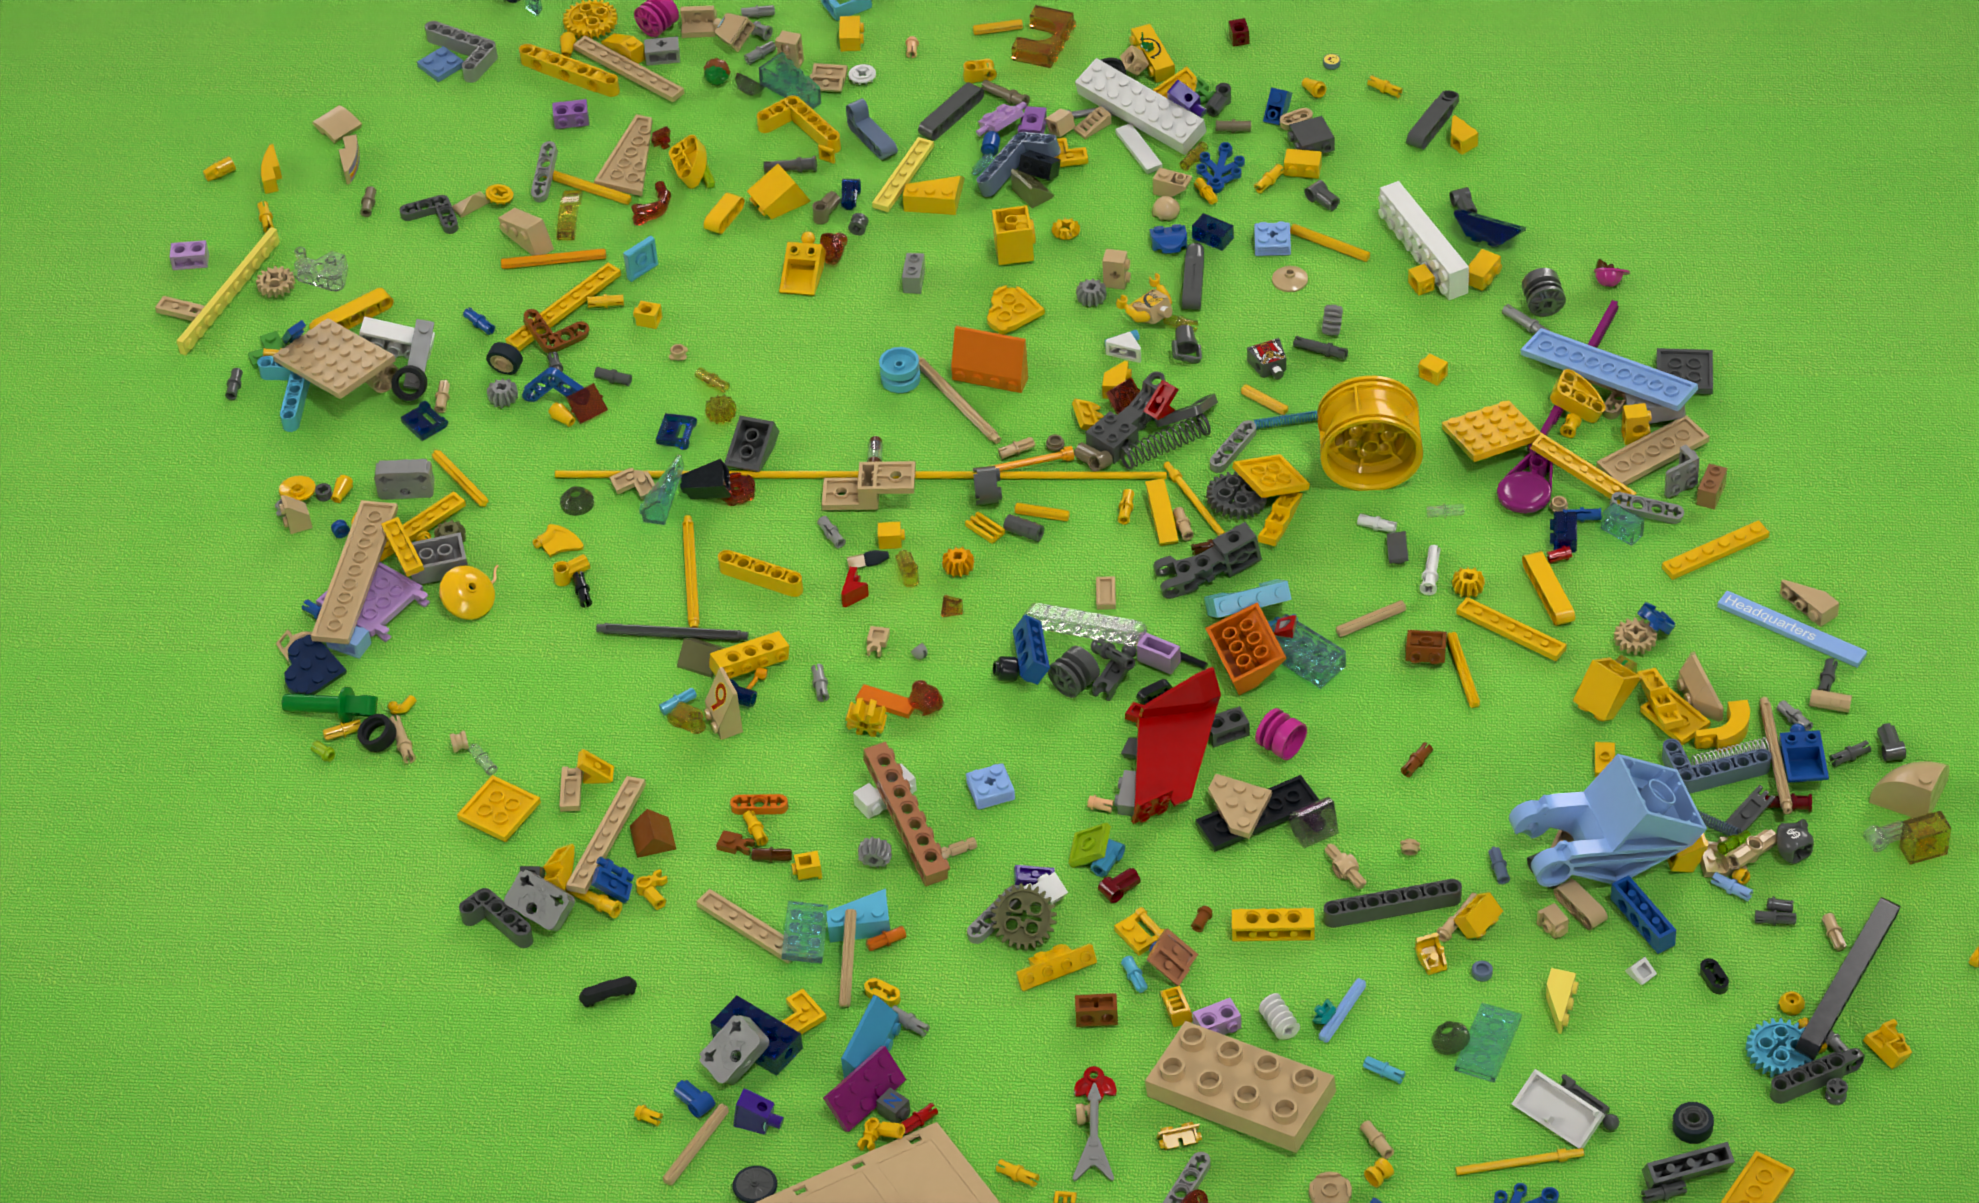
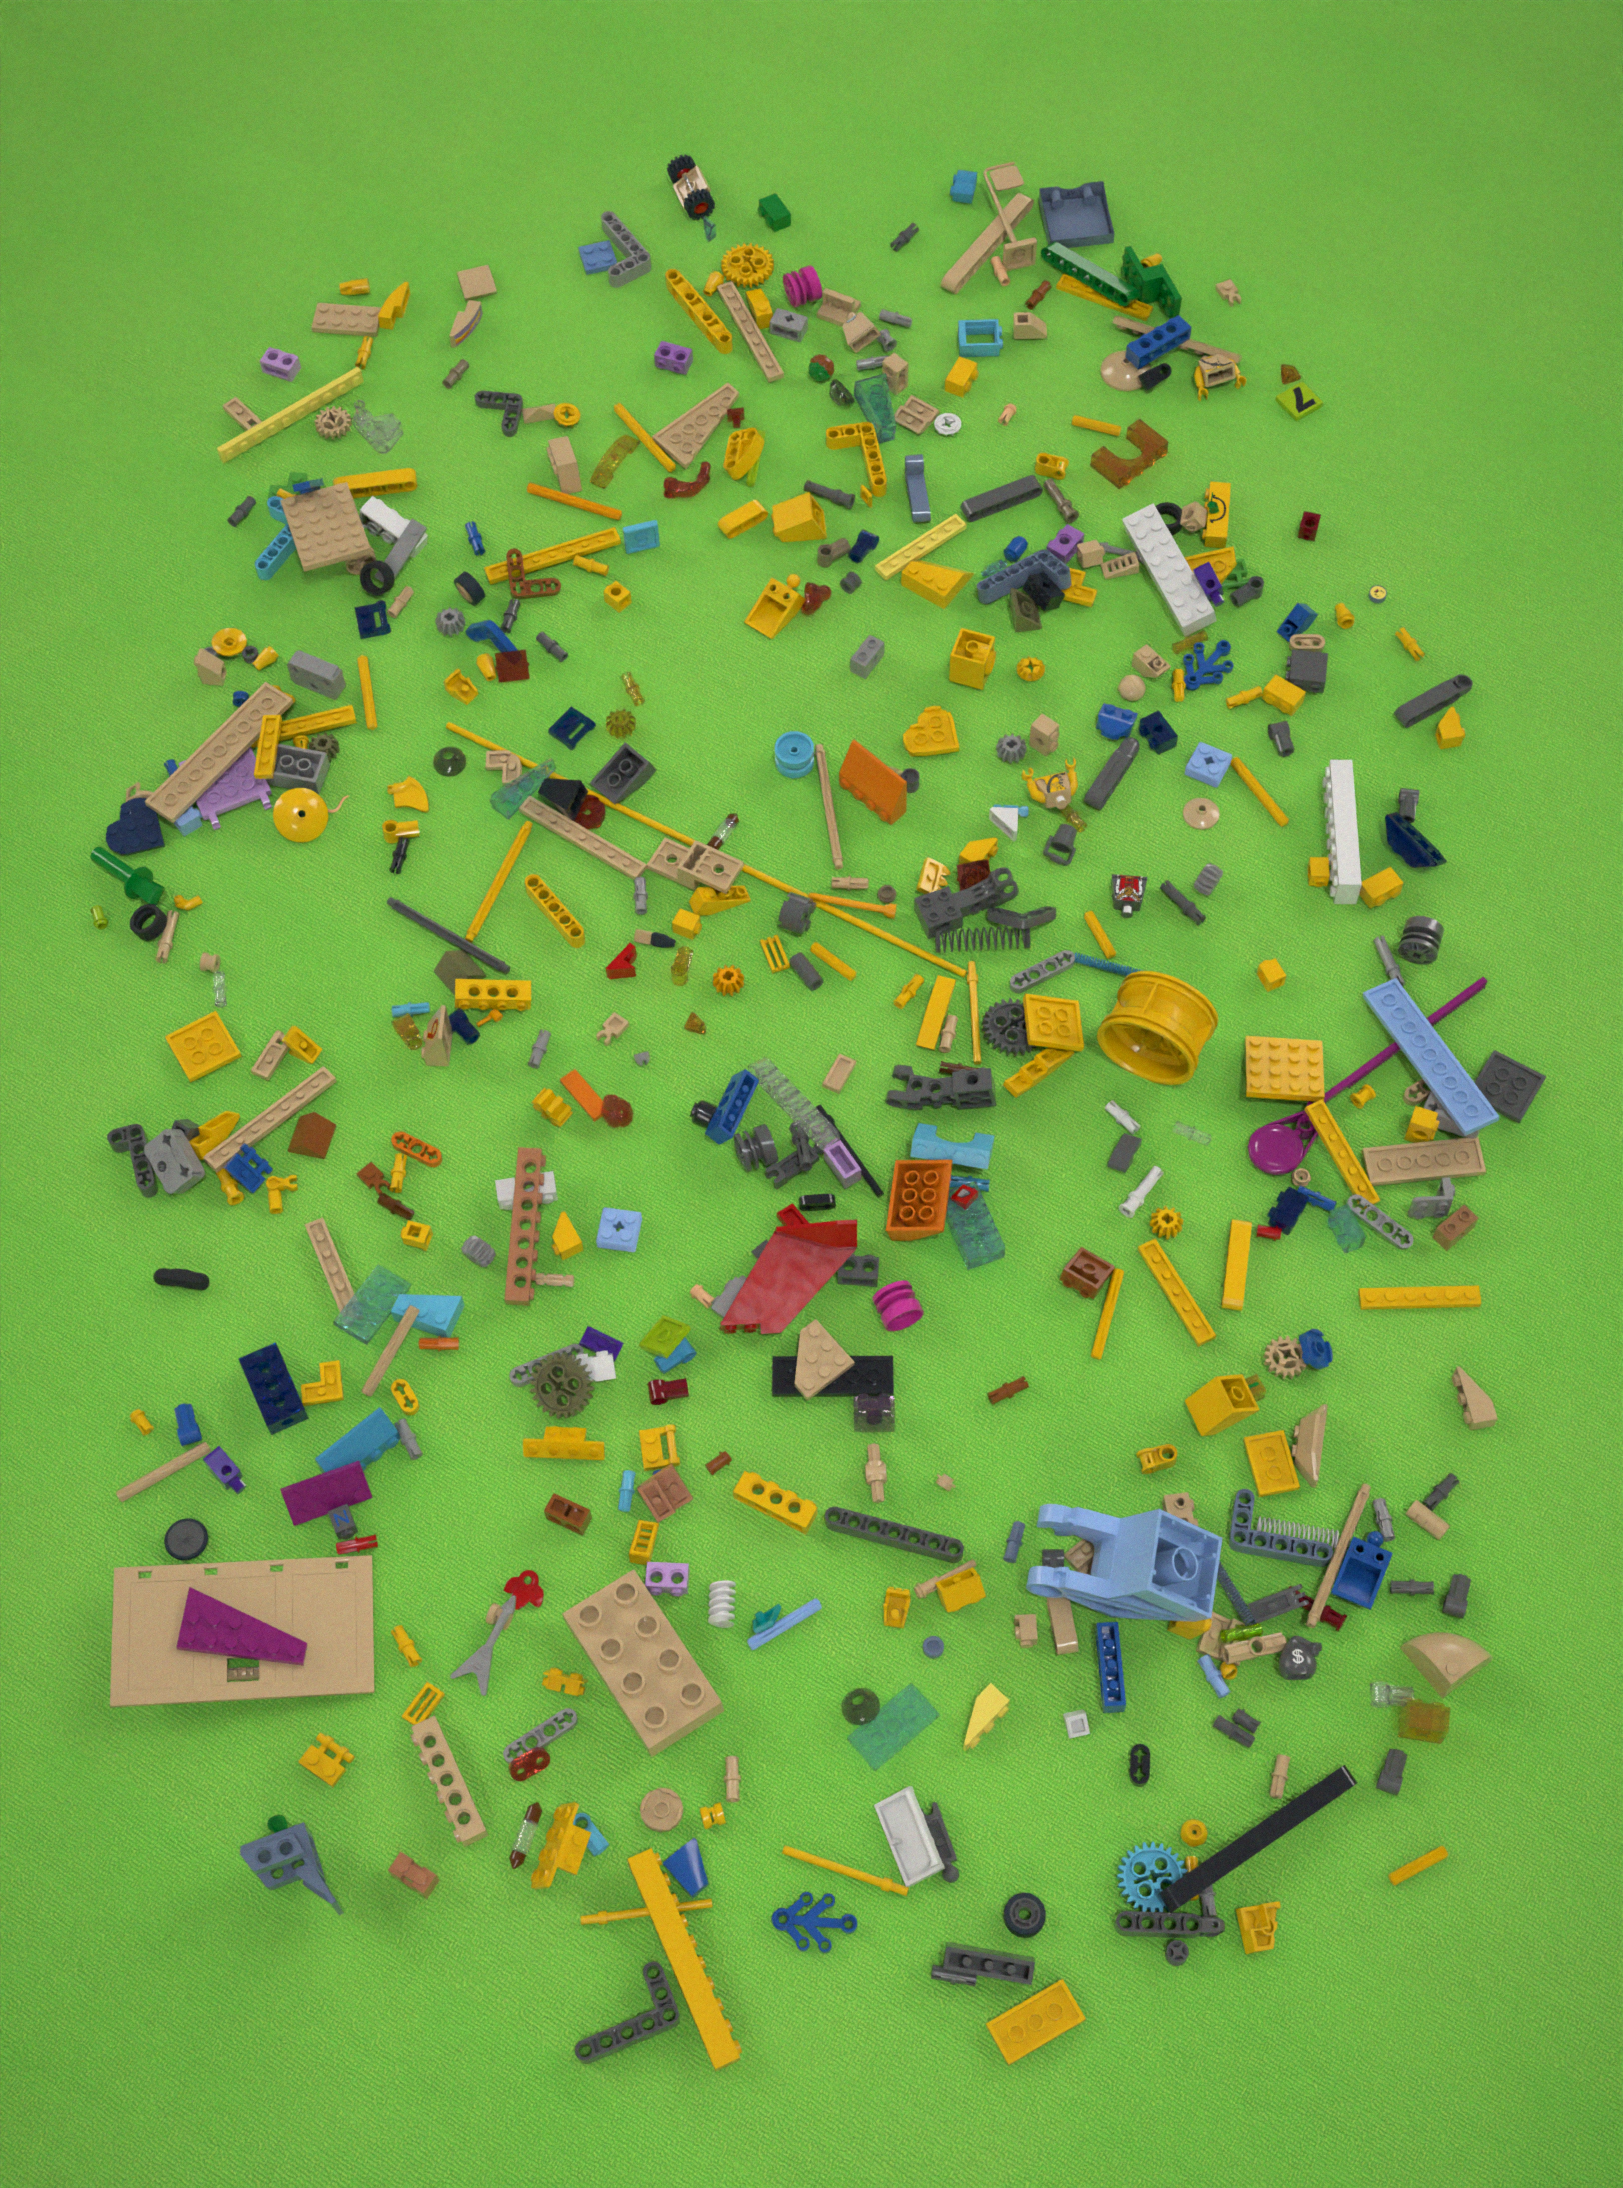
camera: 25 degrees right, 15 degrees up
(228, 198) = (346, 319): none -> tan plate
(341, 730) = (125, 903): yellow axle -> none
(544, 171) = (617, 409): light grey beam -> none
(548, 440) = (460, 687): none -> yellow hand
(678, 352) = (620, 647): tan plate -> none
(723, 1053) = (239, 1398): light grey axle -> none
(746, 509) = (582, 838): none -> tan plate
(875, 1129) = (315, 1536): yellow bar -> none
(904, 506) = (711, 901): none -> yellow slope
(948, 811) = (566, 1238): none -> yellow slope
(1000, 118) = (1039, 525): lavender plate -> none
(1094, 458) = (910, 928): dark tan piece -> none
(1138, 148) = (1146, 611): white tile -> none
(1160, 402) = (996, 900): red slope -> none
(1233, 126) = (1245, 625): dark tan pin -> none
(1370, 618) = (1056, 1217): tan axle -> none
(1384, 1069) = (782, 1707): medium azure axle -> none
(1577, 396) = (1387, 1064): yellow beam -> none
(1578, 752) = (1154, 1461): none -> yellow piece
(1603, 755) = (1179, 1475): yellow plate -> none
(1607, 274) = (1495, 947): dark pink piece -> none
(1660, 699) = (1265, 1440): yellow slope -> none
(1729, 734) = (1315, 1508): yellow arch -> none
(1792, 629) = (1440, 1421): light blue tile -> none
(1923, 891) = (1391, 1776): none -> dark grey piece

